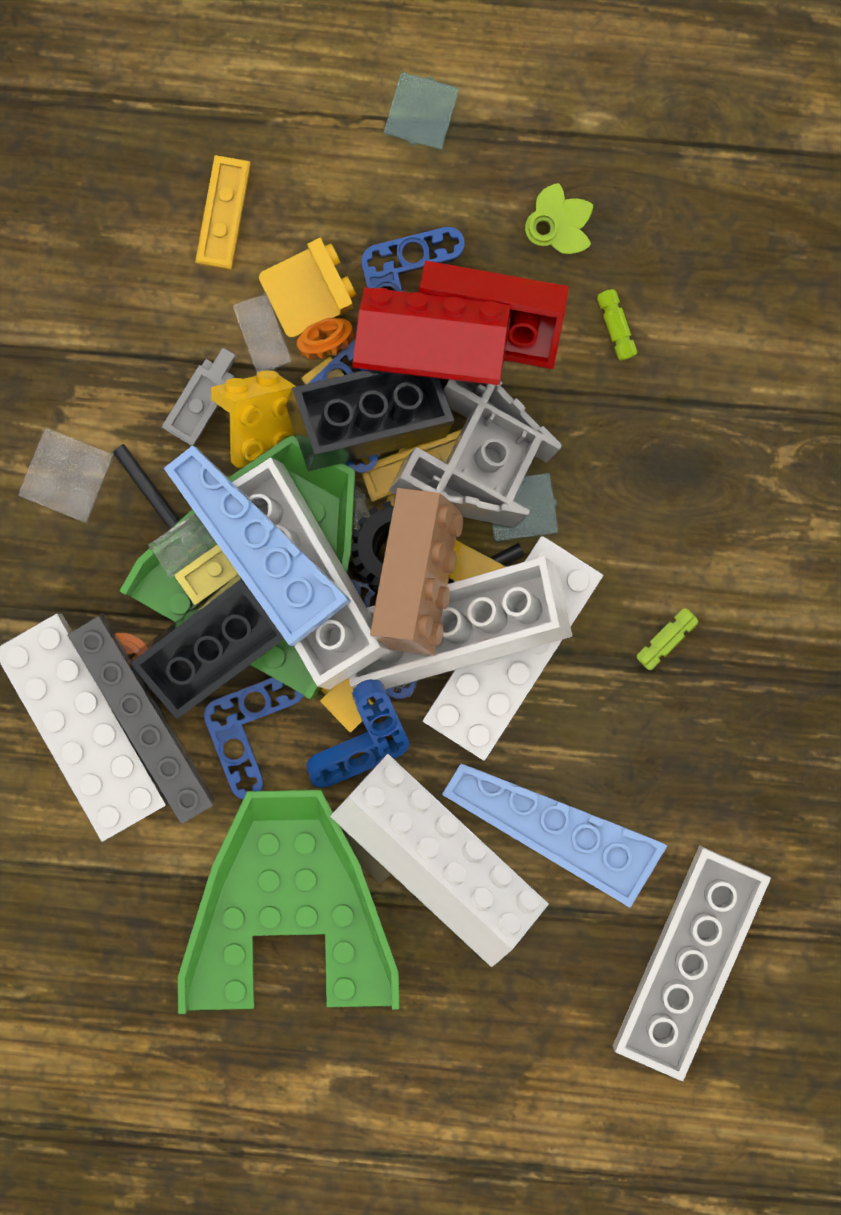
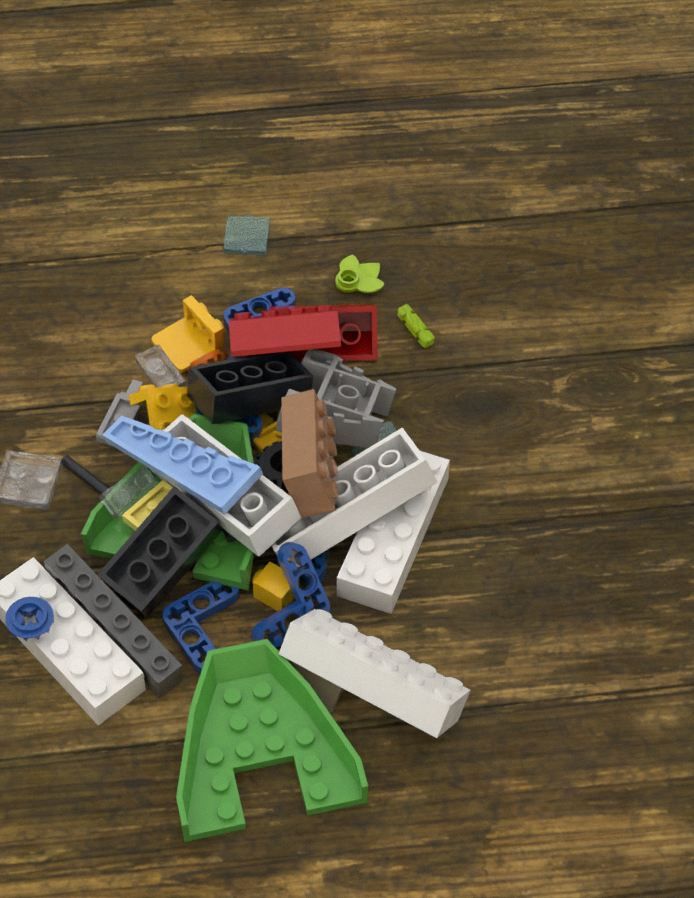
camera: 10 degrees left, 35 degrees down
(21, 713) = (28, 608): none -> blue gear
(223, 212) = (118, 310): yellow tile -> none
(582, 843) = (489, 653): light blue wing -> none
(667, 639) = (509, 505): lime axle -> none
(691, 963) = (597, 714): white brick -> none

